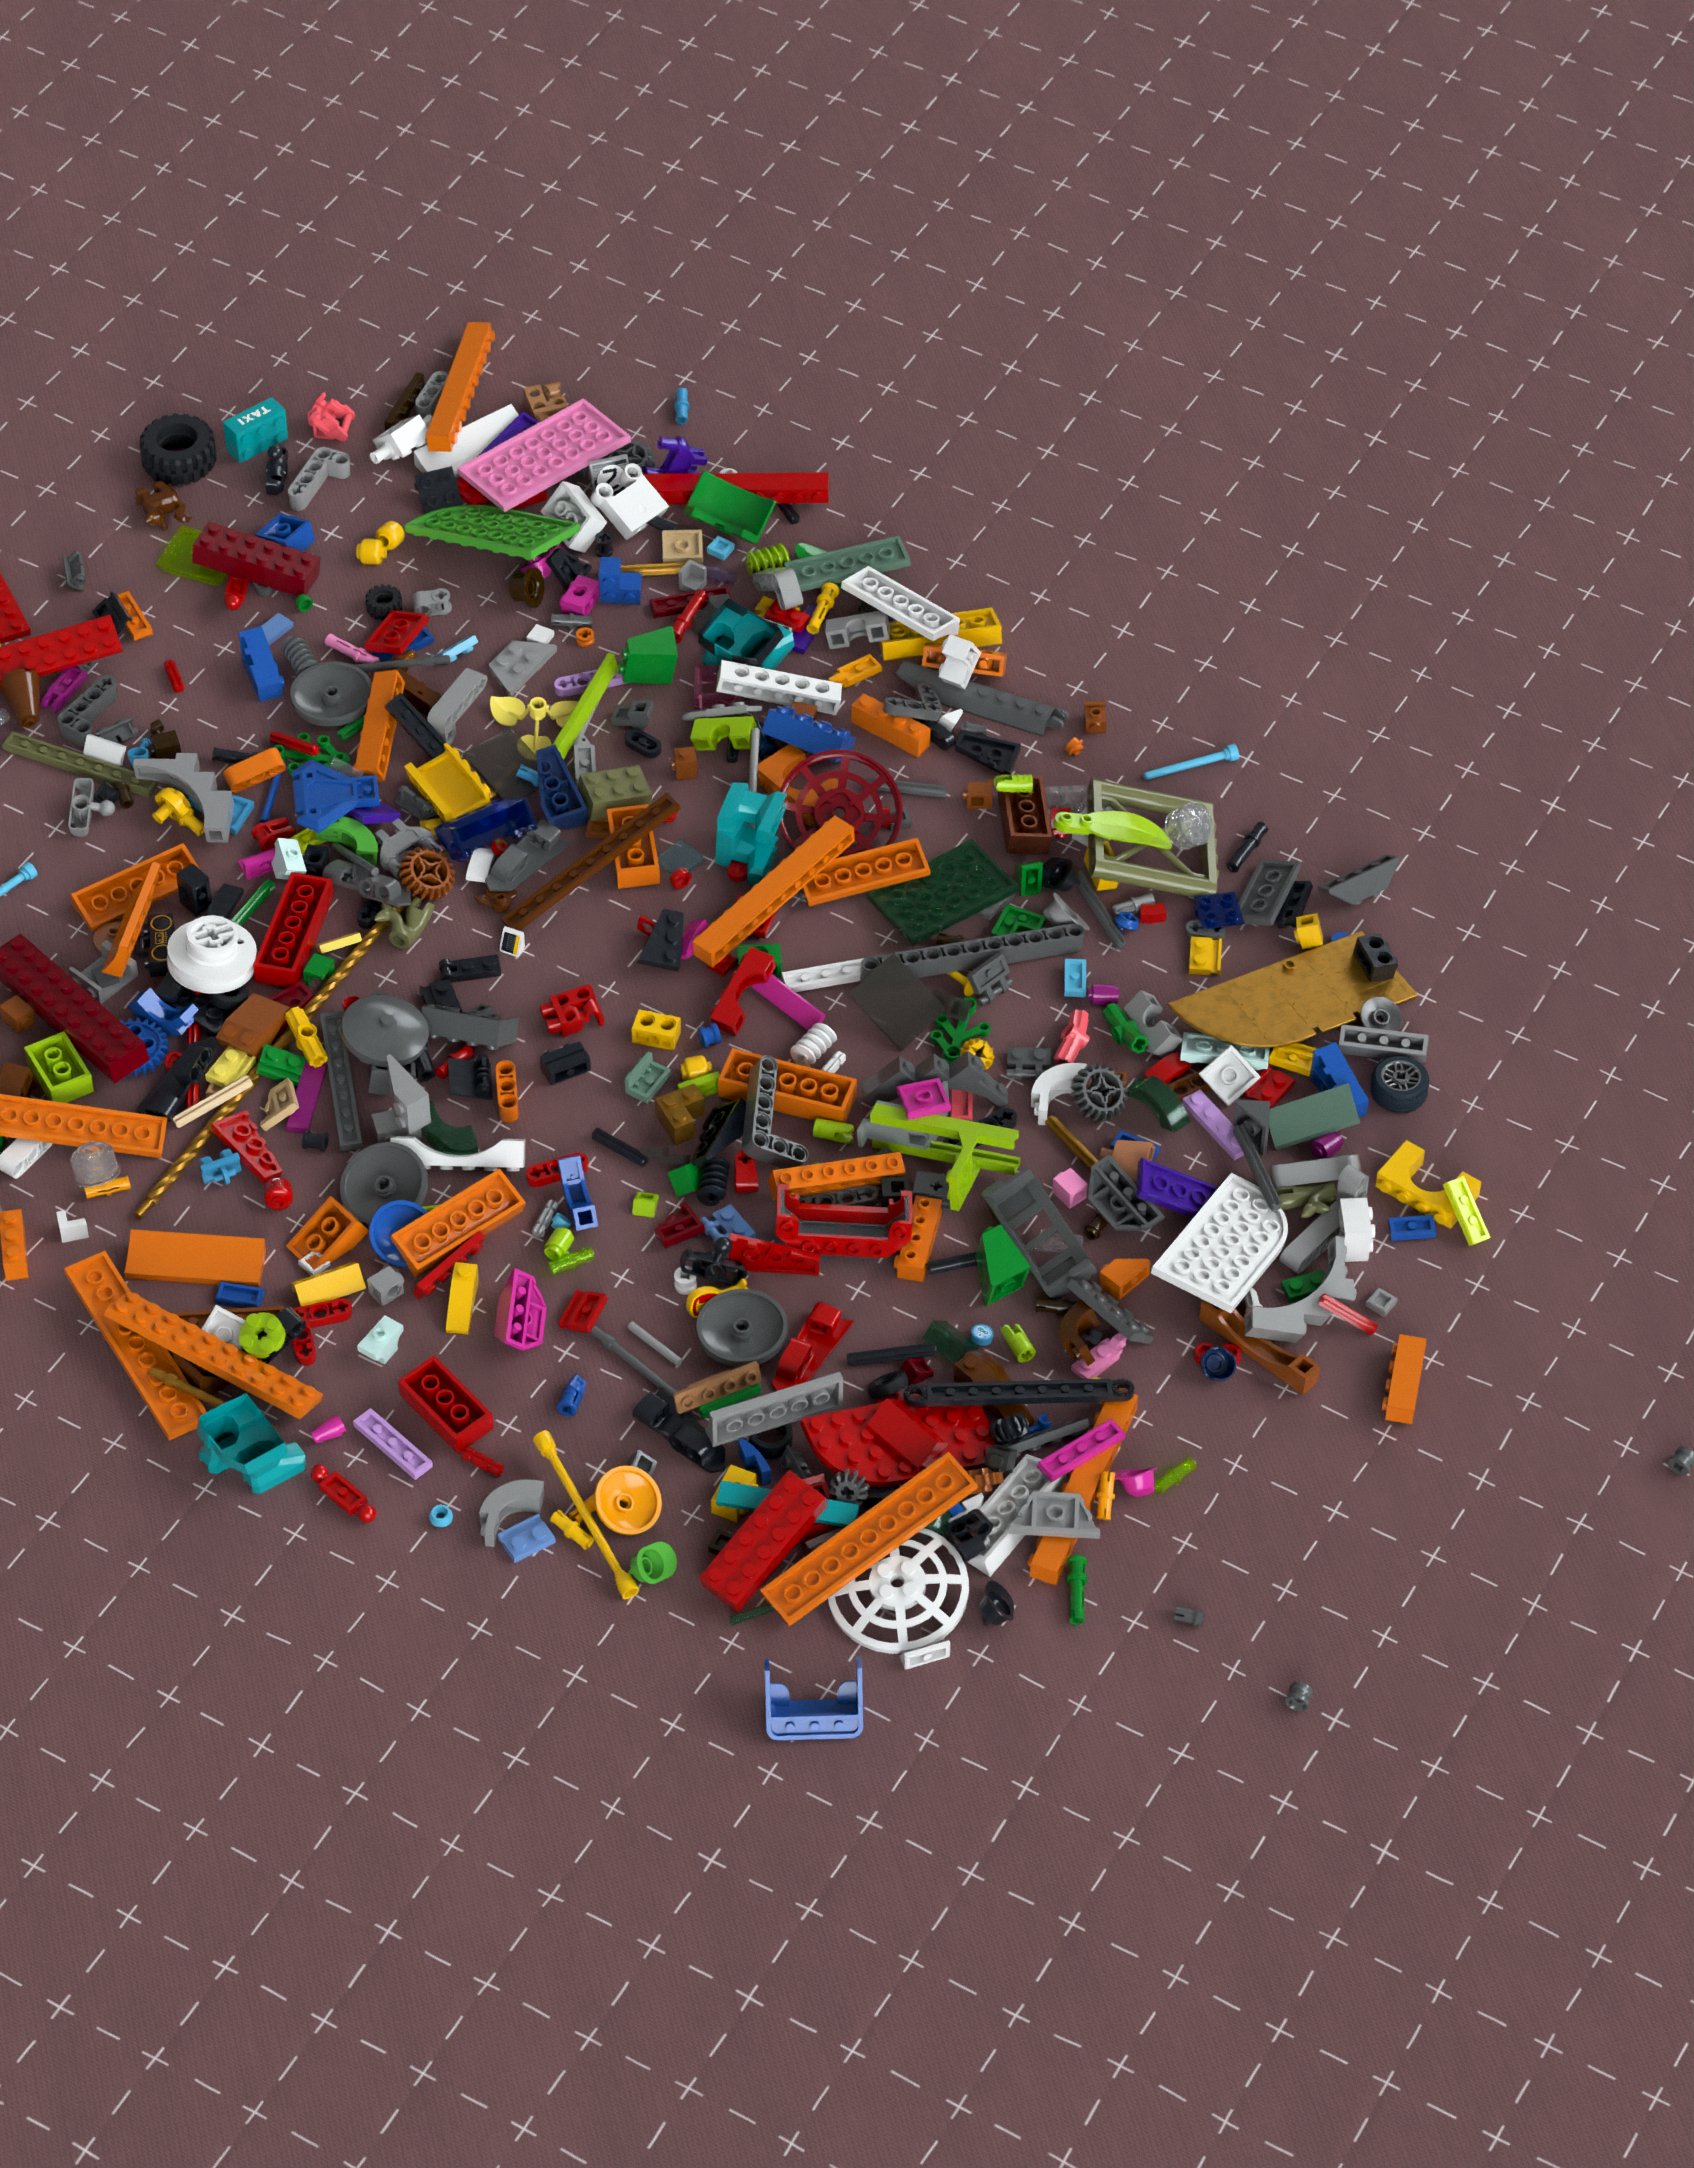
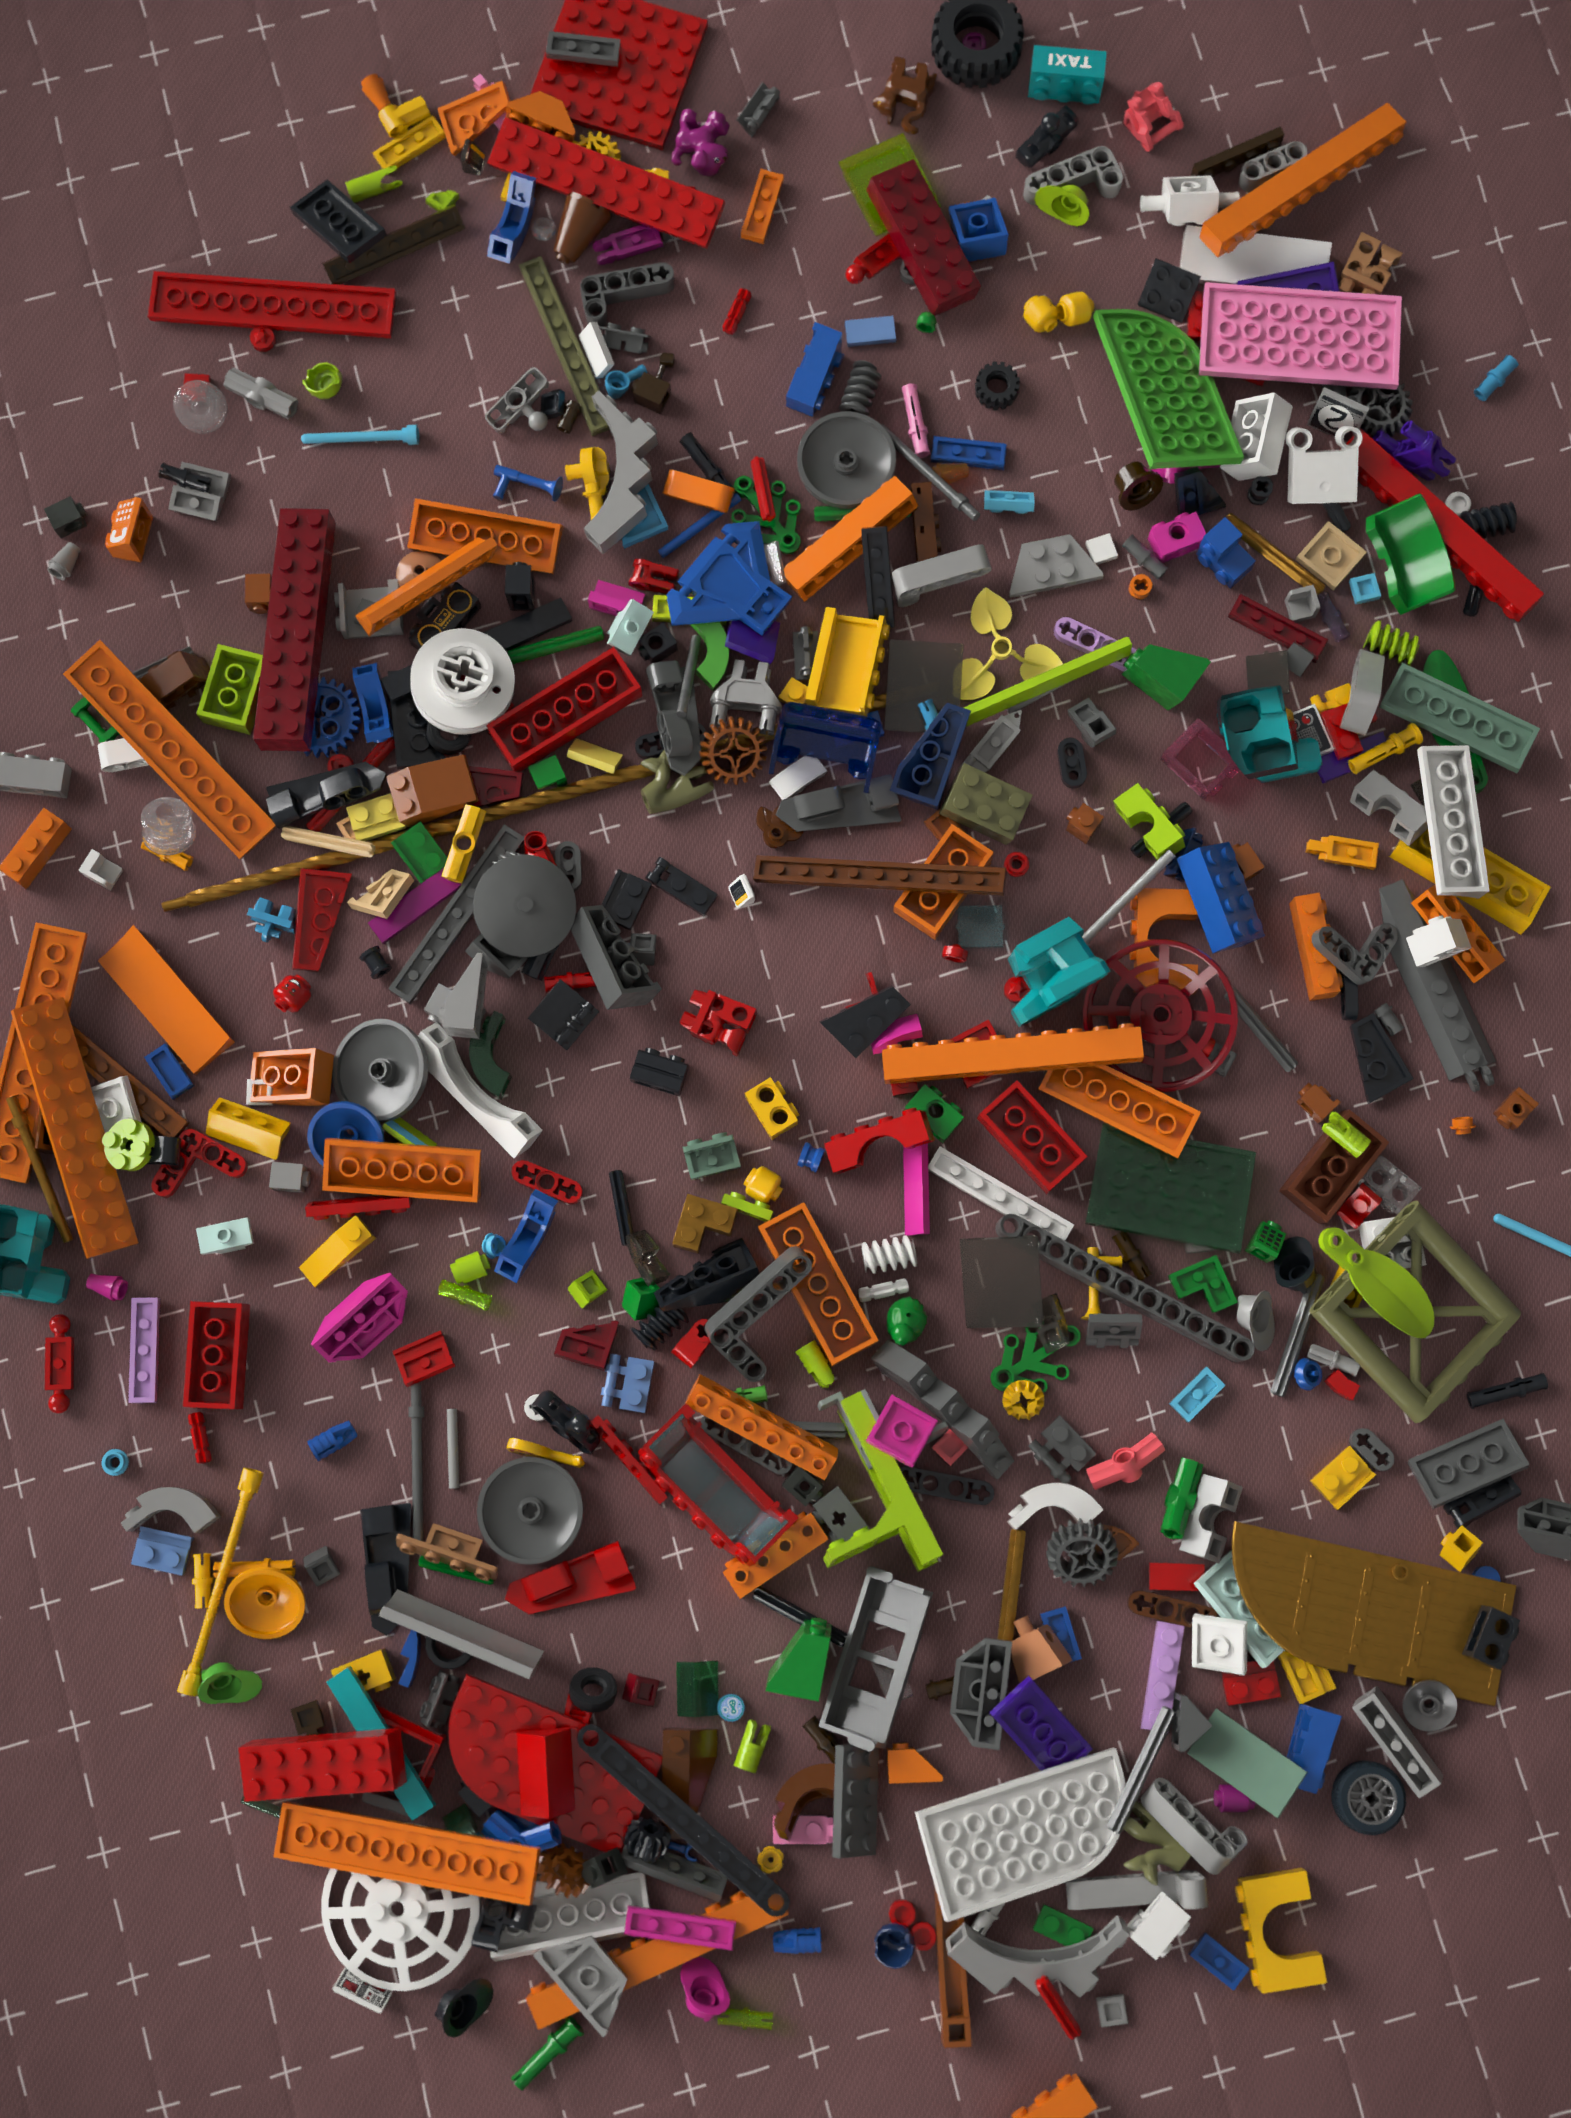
camera: 45 degrees right, 30 degrees up
(69, 610) = (691, 138): none -> magenta animal
(115, 608) = (743, 193): black plate -> none
(116, 849) = (507, 474): none -> blue piece
(325, 491) = (1064, 203): none -> lime piece
(396, 632) = (970, 436): red plate -> none
(430, 603) = (1035, 422): light grey piece -> none
(499, 846) = (831, 774): red tile -> none
(507, 1091) = (577, 1070): orange beam -> none
(544, 1218) = (487, 1226): light grey axle -> none
(683, 622) = (1242, 650): red pin -> none
(737, 709) = (1169, 795): light grey plate -> none
(759, 463) = (1491, 519): none -> black piece
(778, 686) = (1202, 771): white brick -> none
(814, 1718) = (214, 1961): windscreen -> none
(832, 926) = (1031, 1137): none -> red brick
(856, 1484) = (445, 1778): dark grey gear -> none
(861, 1067) = (903, 1328): none -> green piece
(891, 1354) = (633, 1655): black axle -> none
(950, 719) = (1374, 993): white slope -> none
(1069, 1188) = (959, 1624): bright pink brick -> none
(1093, 1336) = (813, 1810): black hand -> none
(1103, 994) = (1203, 1437): magenta brick -> none
(1105, 1495) = (660, 1987): light orange pin -> none
(1161, 1411) = (798, 1940): none -> blue hinge
(1162, 1101) = (1129, 1609): clear green arch -> none
(1189, 826) = (1462, 1334): clear wheel -> none
(1218, 910) = (1401, 1445): clear blue hinge -> none
(1466, 1211) = (1279, 2001): neon yellow tile -> none

